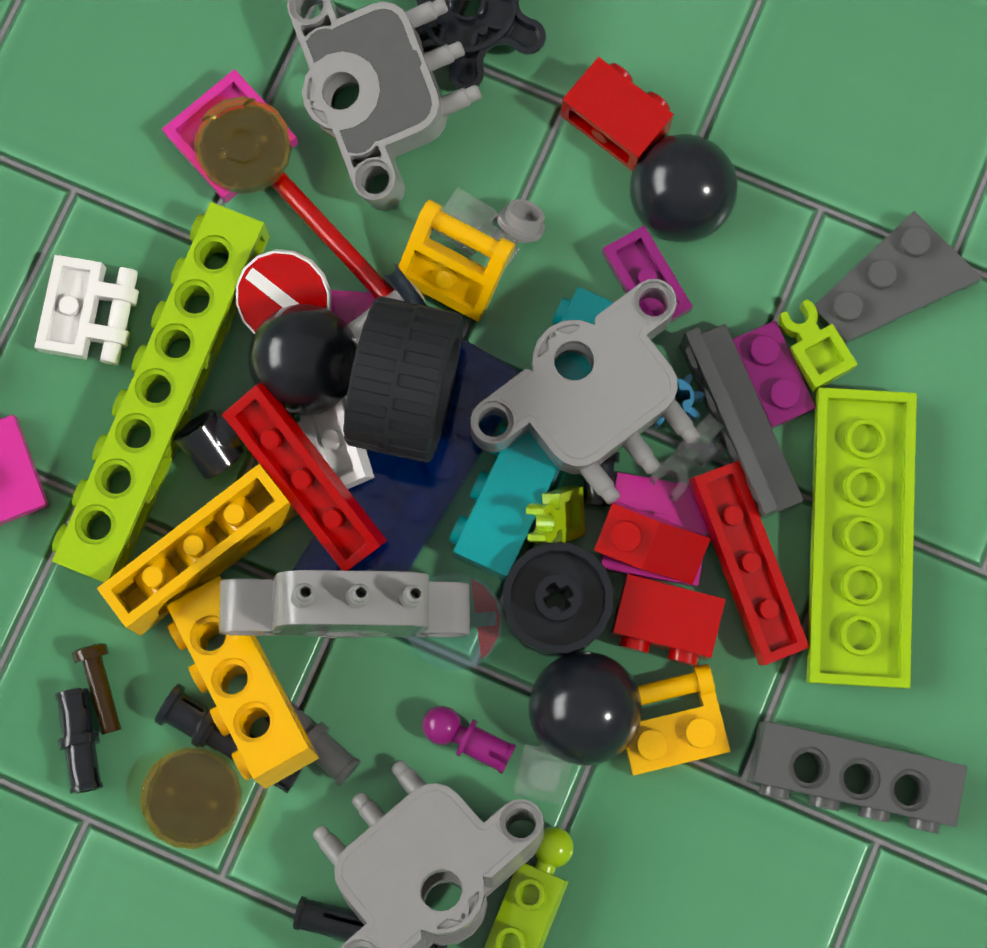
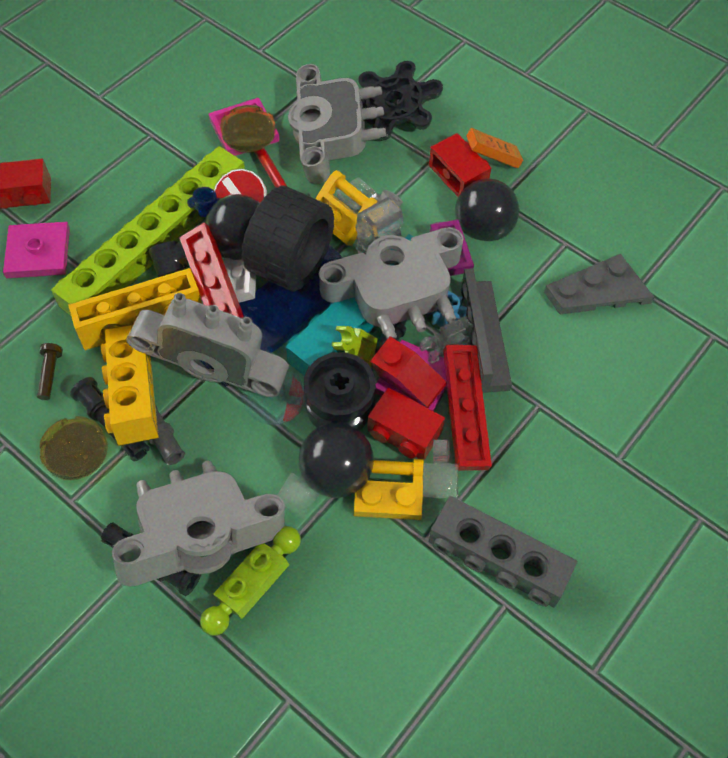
camera: 15 degrees right, 20 degrees down
(72, 308) = (124, 180): white plate -> none
(79, 740) = (21, 395): black pin -> none
(230, 312) = (203, 200): none -> clear blue plate
(444, 726) = (244, 448): magenta pin -> none
(528, 294) = (378, 221): none -> clear brick
(665, 64) = (494, 148): none -> orange tile
(740, 686) = (440, 477): none -> clear plate
(774, 374) = (513, 316): magenta plate -> none
(819, 353) = (542, 309): lime plate -> none
(862, 538) = (542, 419): lime plate -> none

